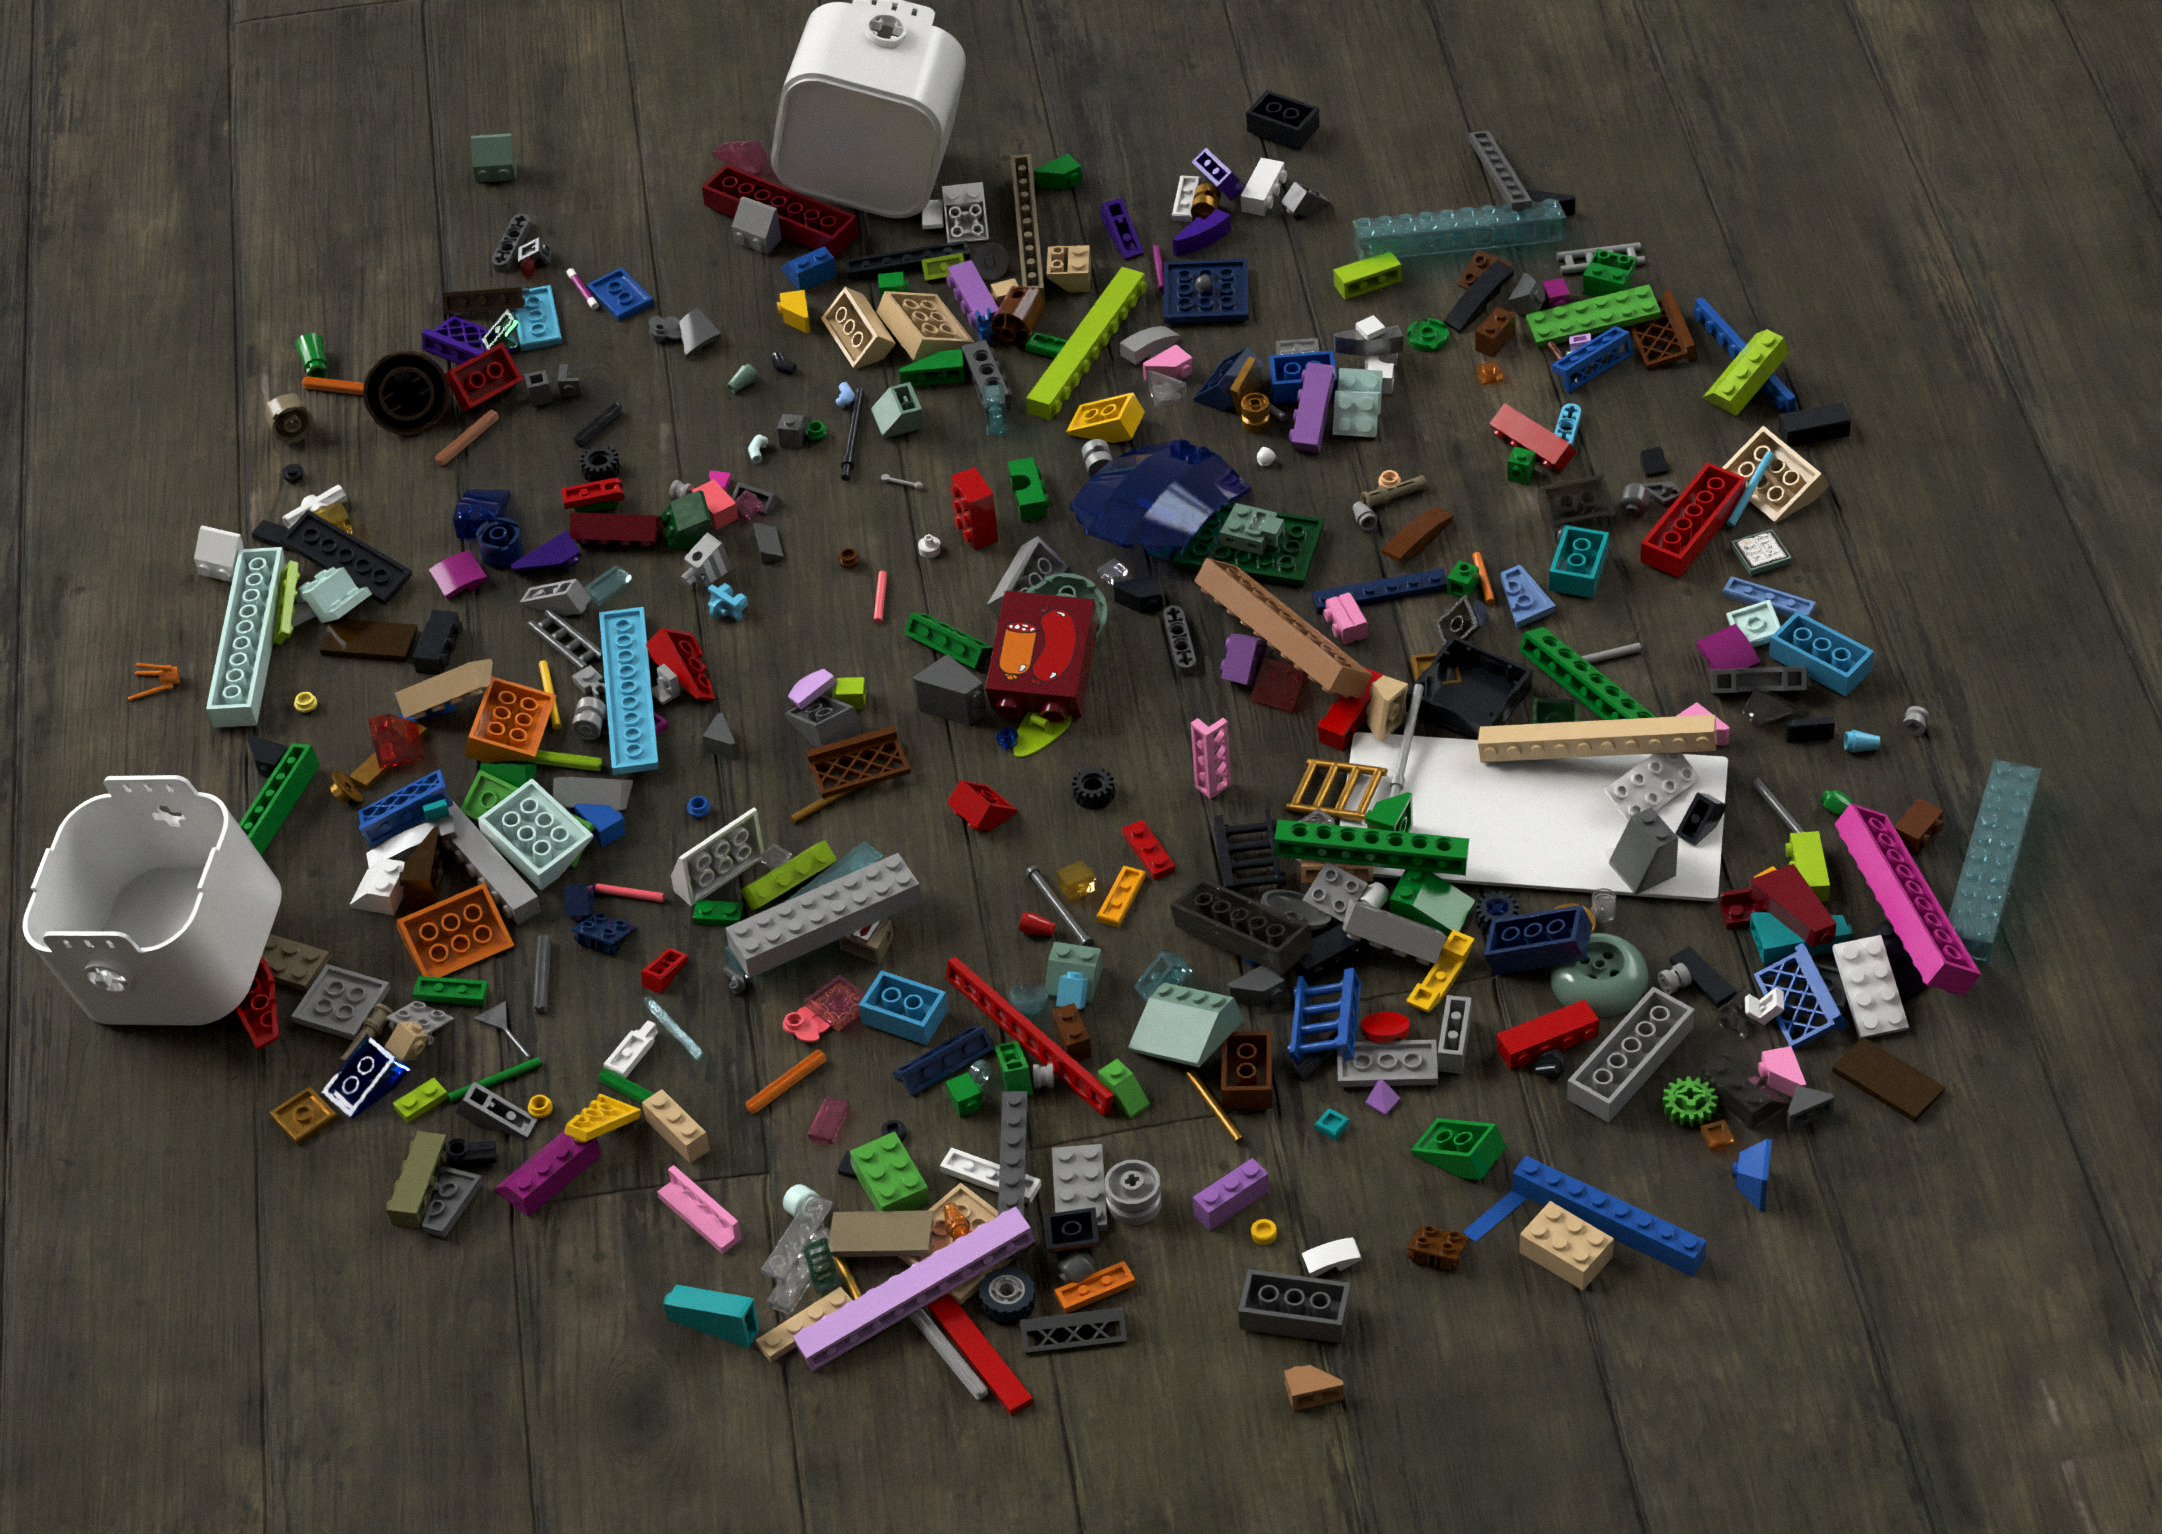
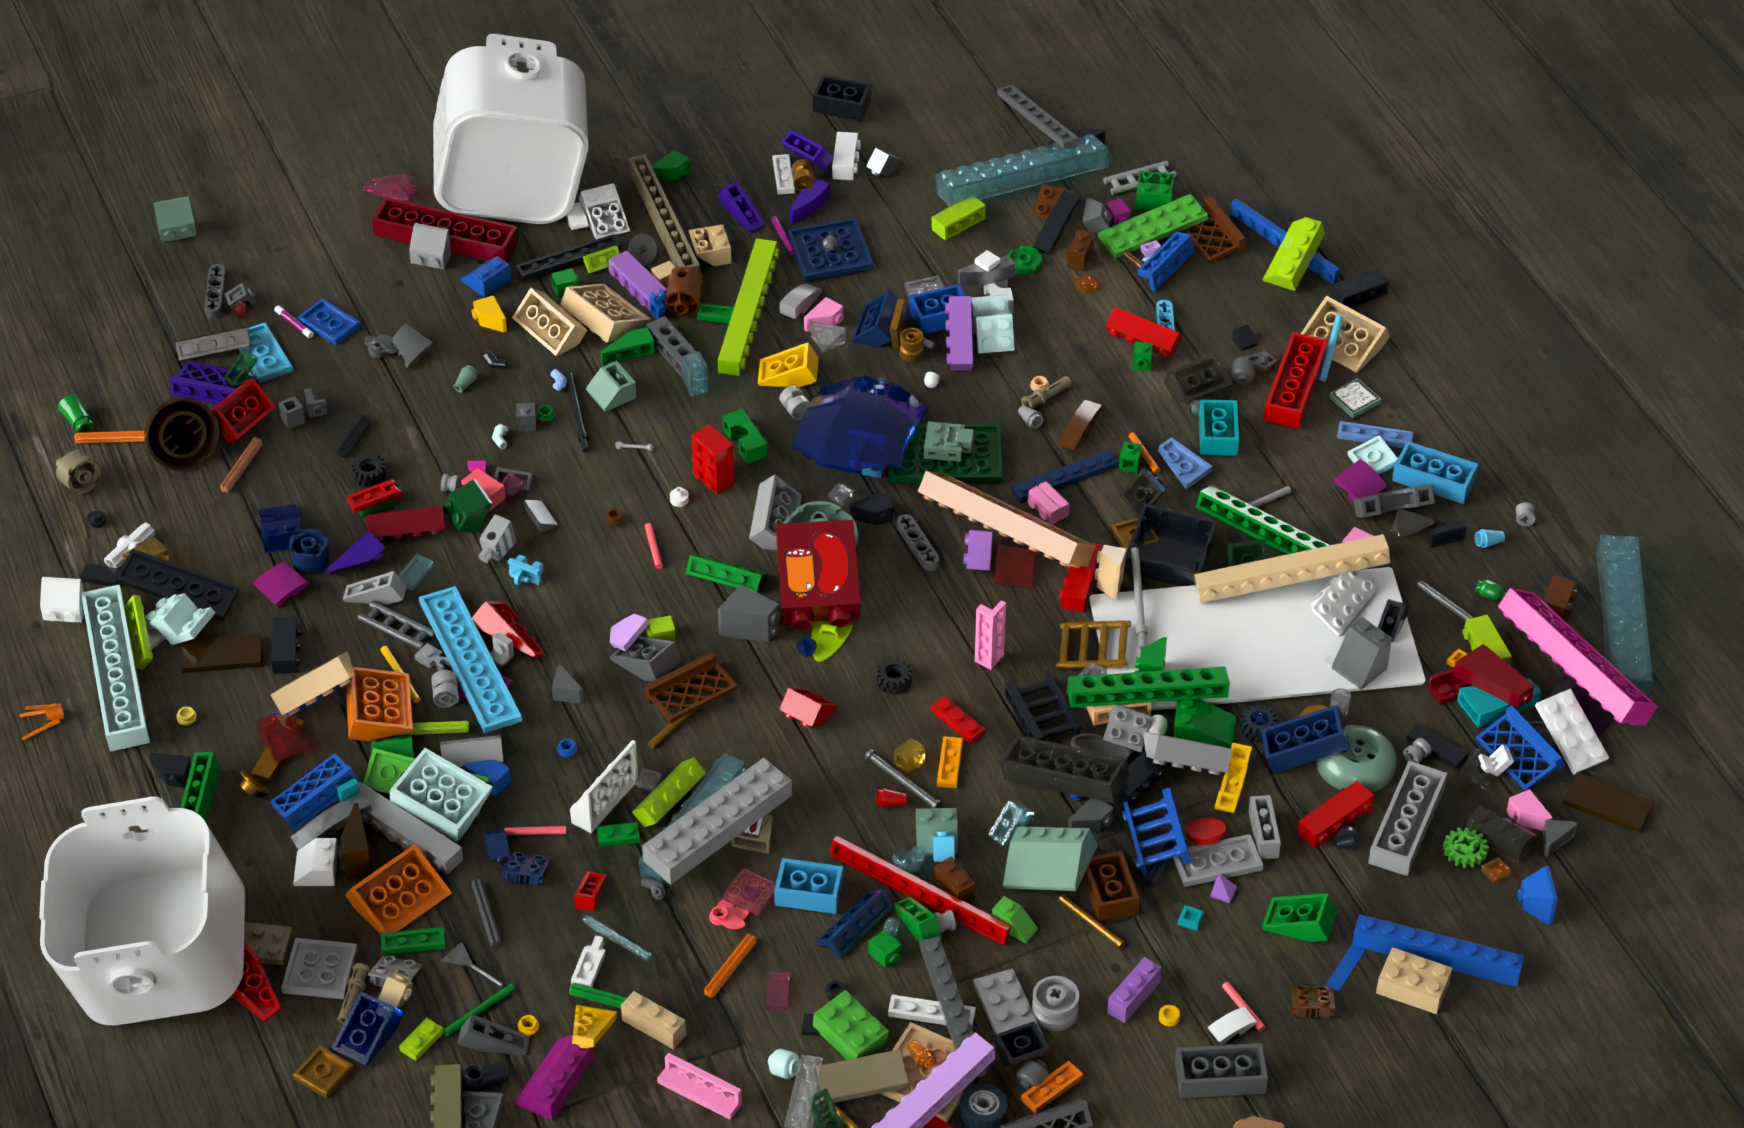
camera: 20 degrees left, 0 degrees up
(1352, 1232) = (1241, 1003): none -> coral bar

